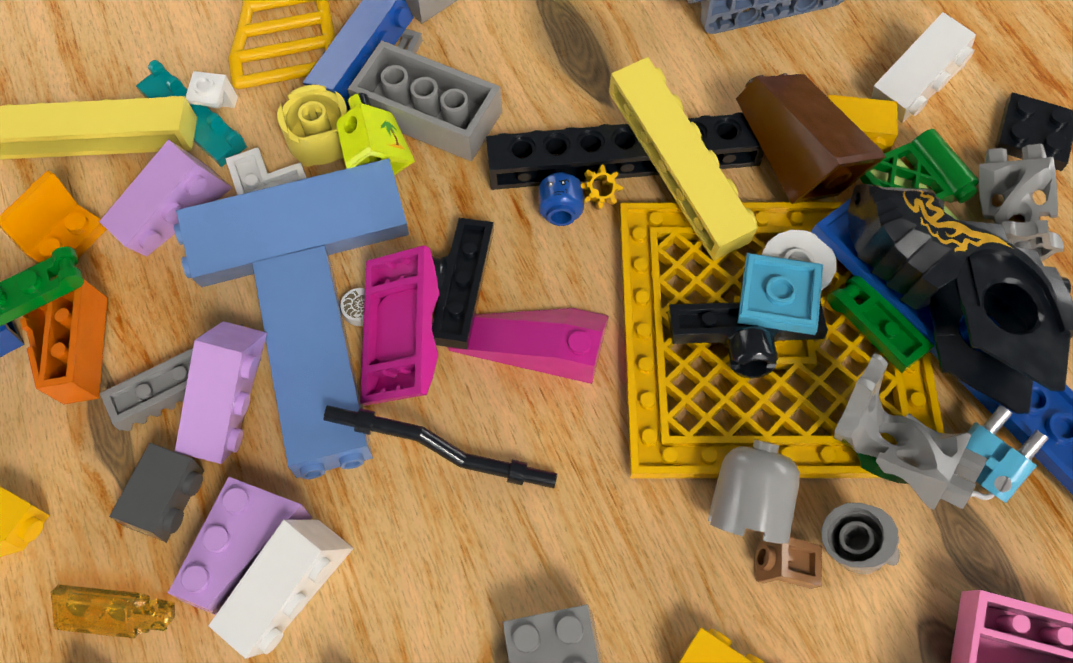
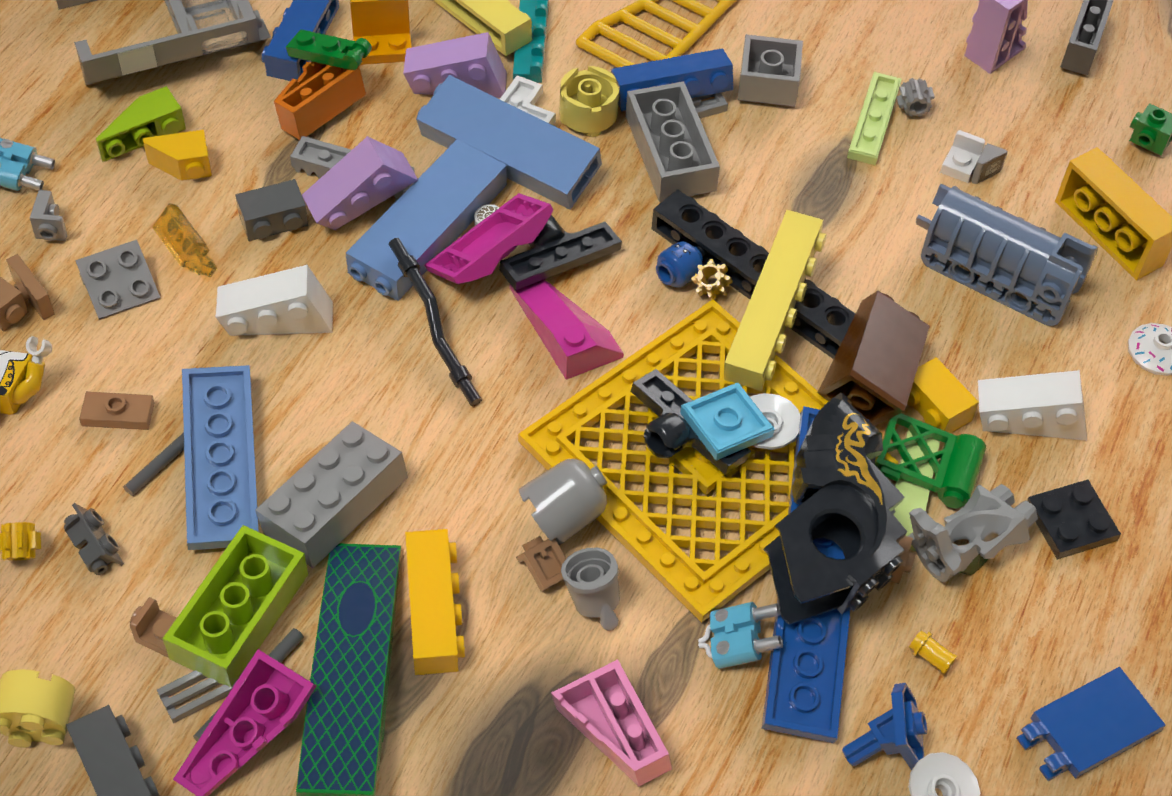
camera: 45 degrees right, 10 degrees down
(211, 90) = (555, 31): white bracket -> none
(230, 542) = (274, 256): lavender wedge -> none
(371, 136) = (608, 128): neon yellow torso -> none
(880, 323) = (772, 499): green plate -> none
(922, 455) = (675, 575): light grey hips -> none

